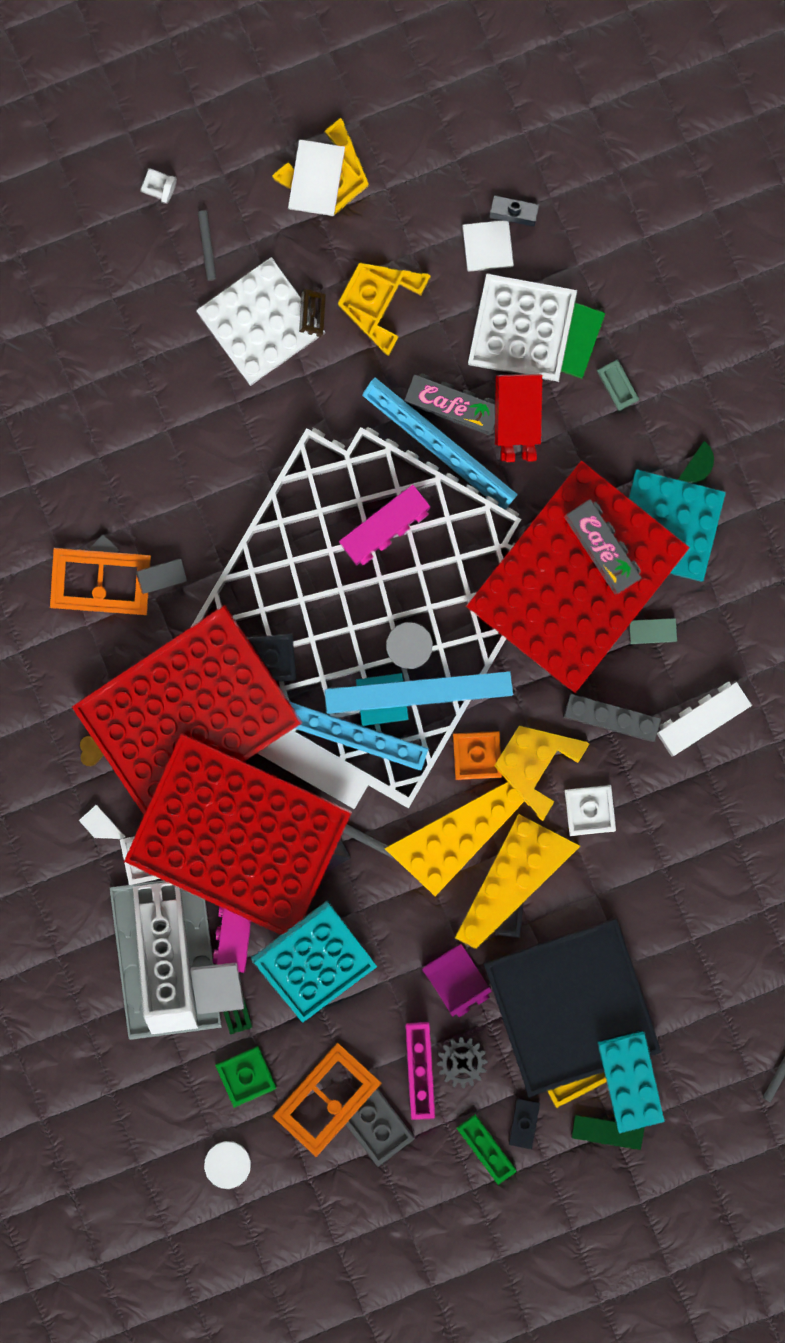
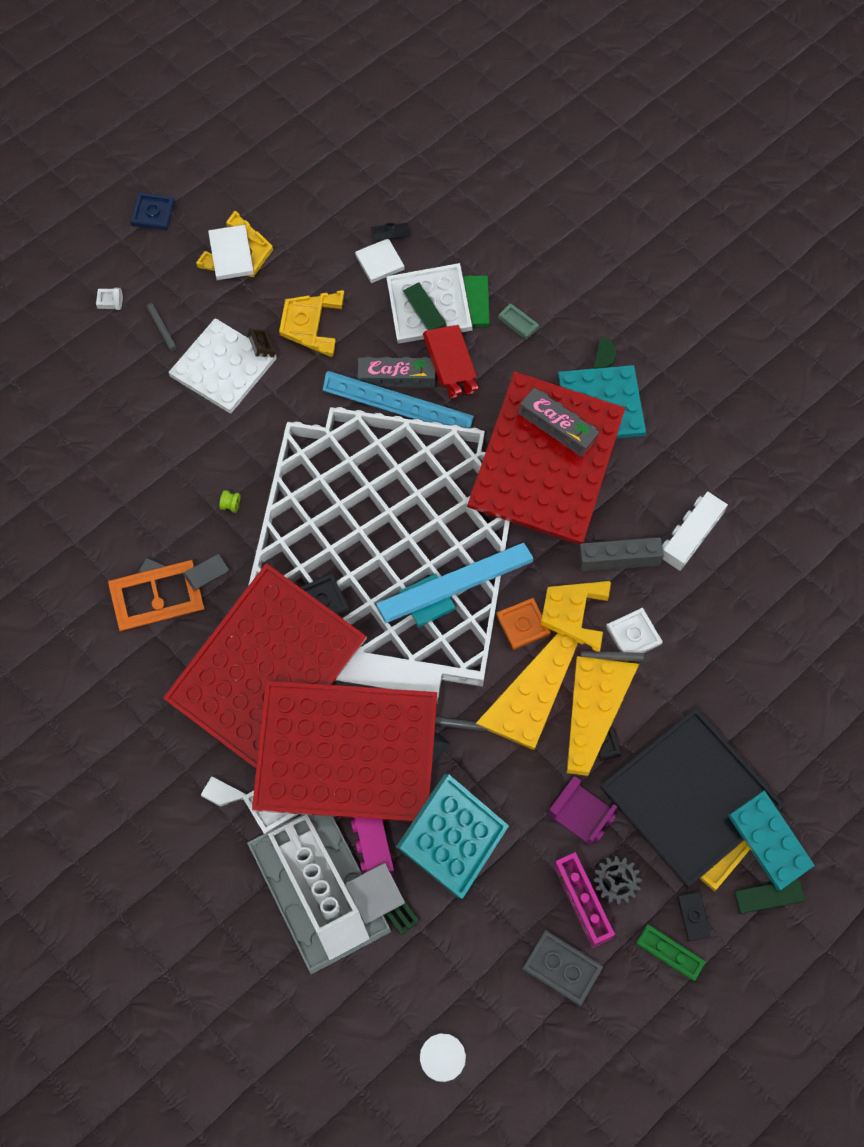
camera: 25 degrees left, 20 degrees down
(91, 753) = (193, 734): pearl gold tile -> none
(213, 499) = (230, 501): none -> lime wheel
(245, 79) = (152, 211): none -> dark blue tile
(246, 1076) = (429, 968): green tile -> none
(343, 1114) = (530, 968): orange door -> none
(360, 737) = (421, 636): medium azure tile -> none
(384, 525) = (377, 466): dark pink brick -> none
(409, 645) = (433, 551): light grey tile -> none
(513, 337) = (424, 307): none -> dark green tile
(557, 828) = (627, 656): none -> dark grey bar
(653, 631) = (623, 482): sand green tile -> none

